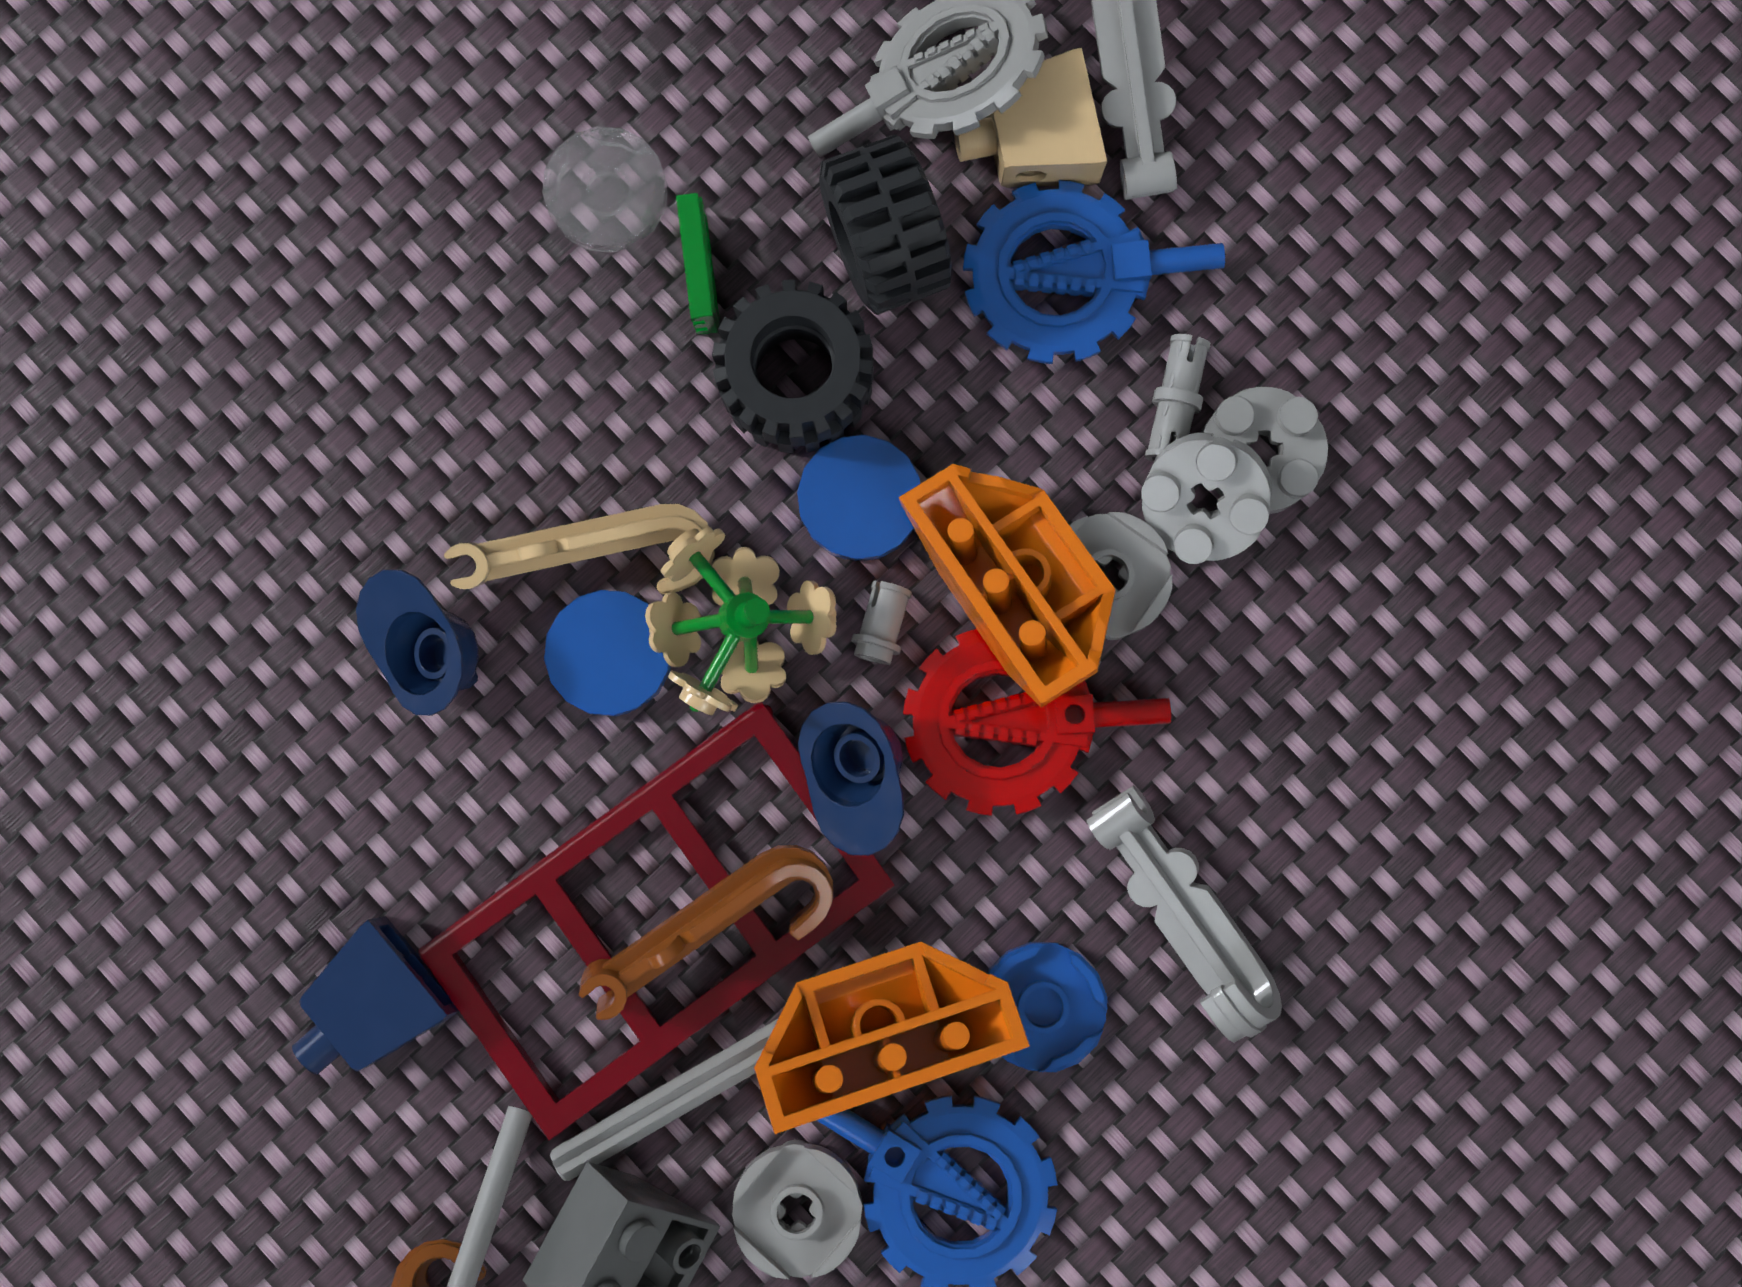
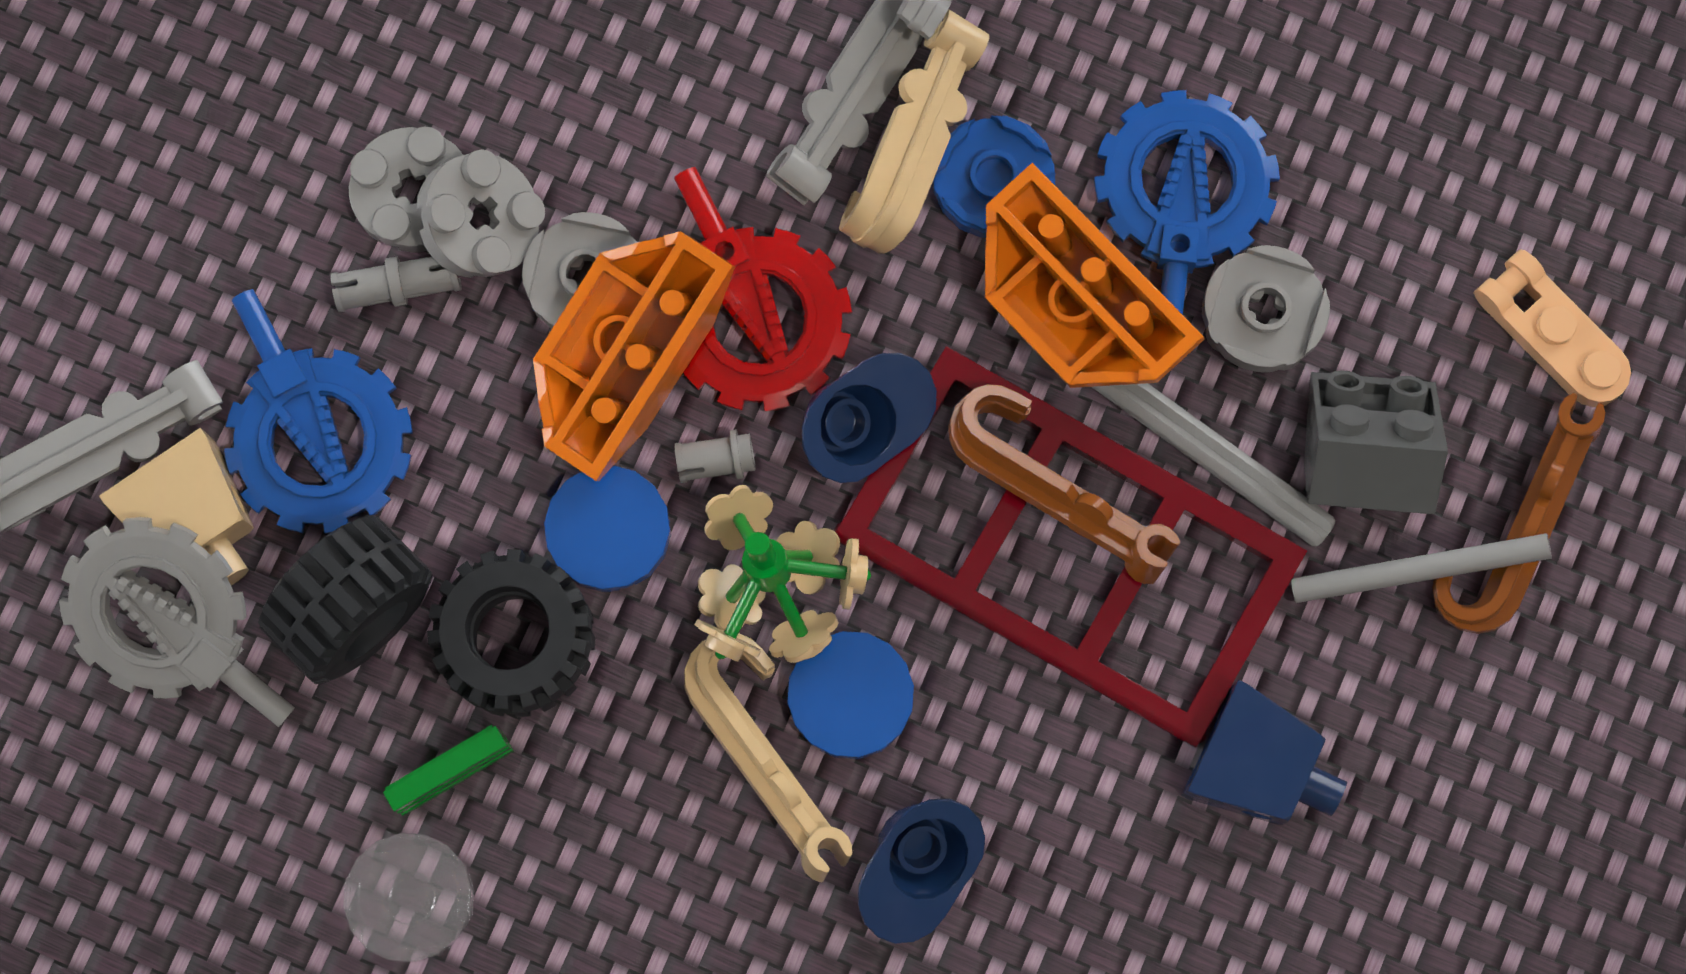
camera: 115 degrees left, 5 degrees down
(1107, 944) = (914, 139): none -> tan piece

